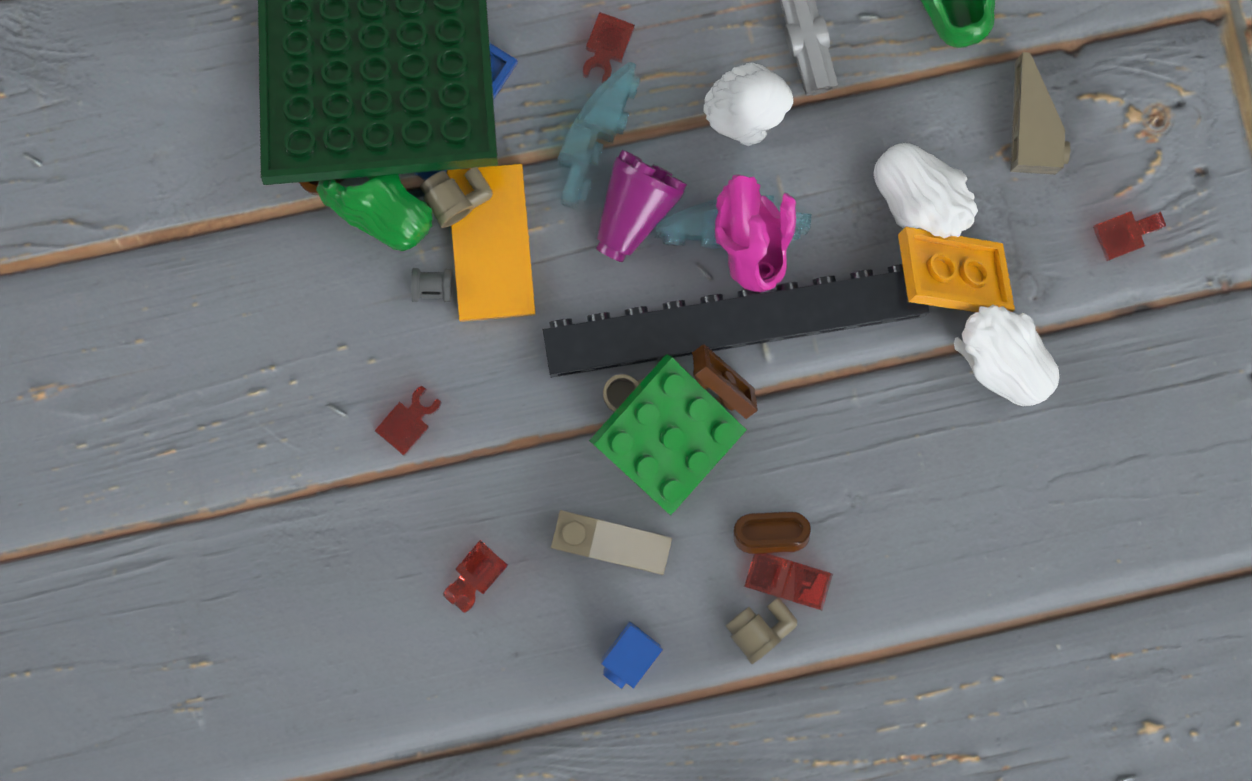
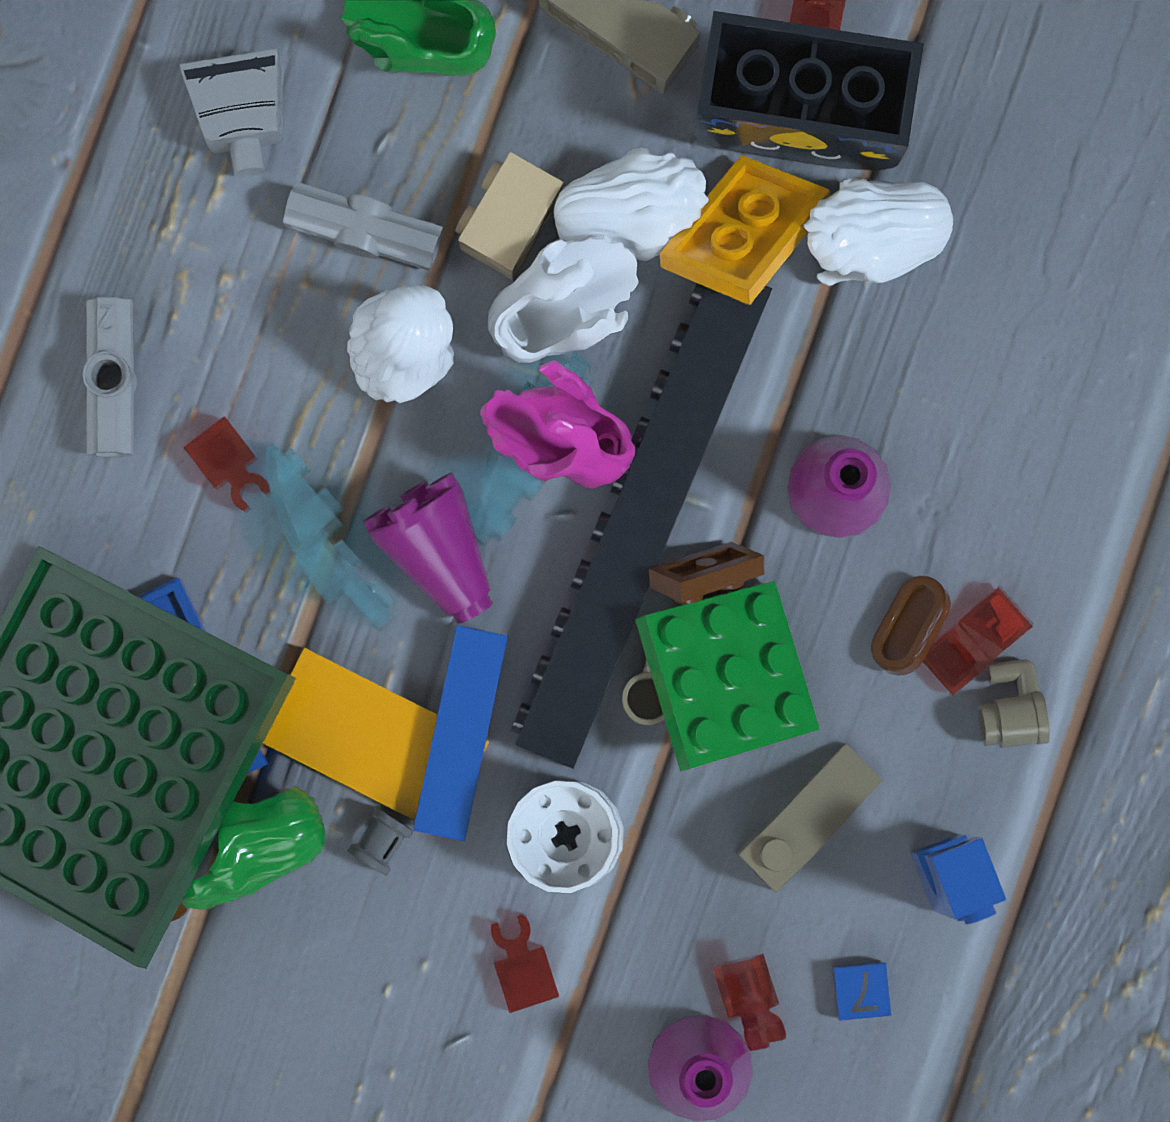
camera: 55 degrees left, 0 degrees up
(430, 567) = (695, 1046): none -> magenta cone
(449, 201) = (295, 760): dark tan piece -> none
(496, 375) = (536, 825): none -> white wheel
(523, 642) = (861, 991): none -> blue tile
(528, 292) = (460, 733): none -> blue tile
(816, 438) = (827, 502): none -> magenta cone
(839, 186) = (564, 299): none -> white hair
(871, 121) = (509, 215): none -> tan brick
(1065, 254) = (807, 92): none -> black brick

